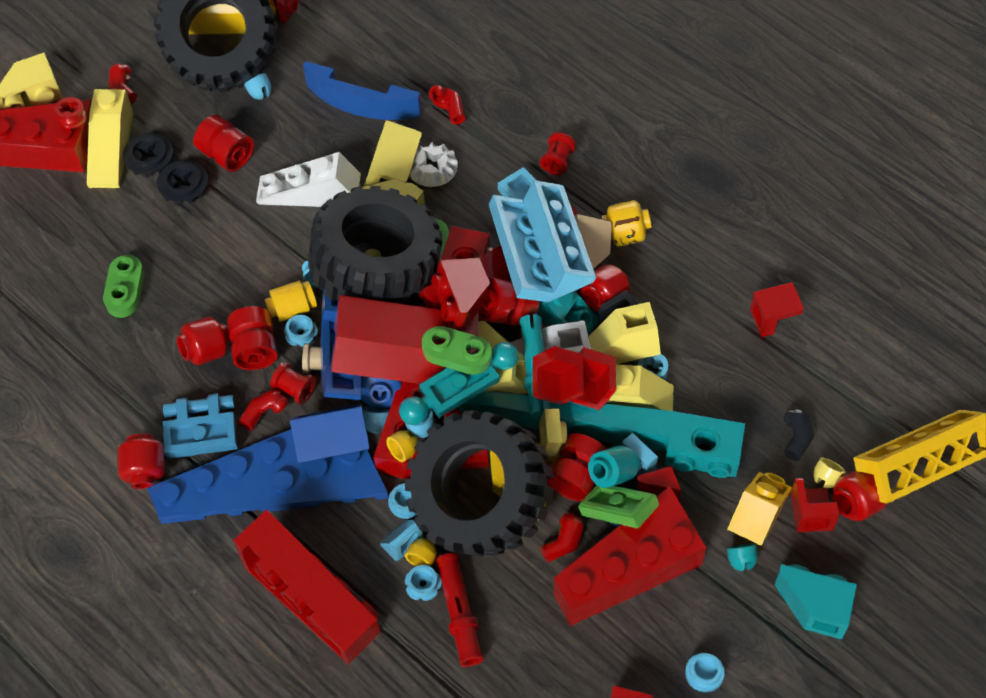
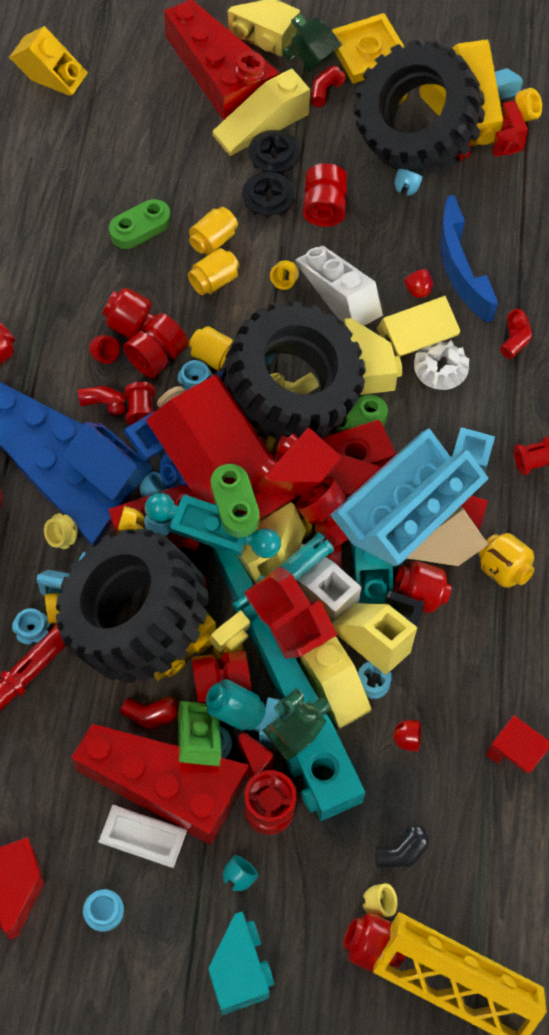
camera: 50 degrees right, 5 degrees up
(78, 64) = (311, 41): none -> clear green piece
(118, 36) = (364, 43): none -> yellow plate
(182, 237) = (212, 230): none -> yellow brick
(202, 433) = (46, 372): dark azure plate -> none
(218, 379) = (104, 349): none -> red hinge
(220, 259) = (213, 271): none -> yellow brick
(272, 211) = (279, 272): none -> yellow hinge
(354, 134) = (419, 283): none -> red hinge
(357, 517) = (60, 531): none -> light yellow plate
(663, 606) = (143, 836): none -> white tile
(668, 431) = (298, 726): none -> clear green piece
(705, 494) = (269, 802): none -> red wheel
(714, 373) = (408, 735): none -> red hinge
(760, 507) = (296, 859): yellow slope -> none
(812, 508) = (333, 907): red panel -> none

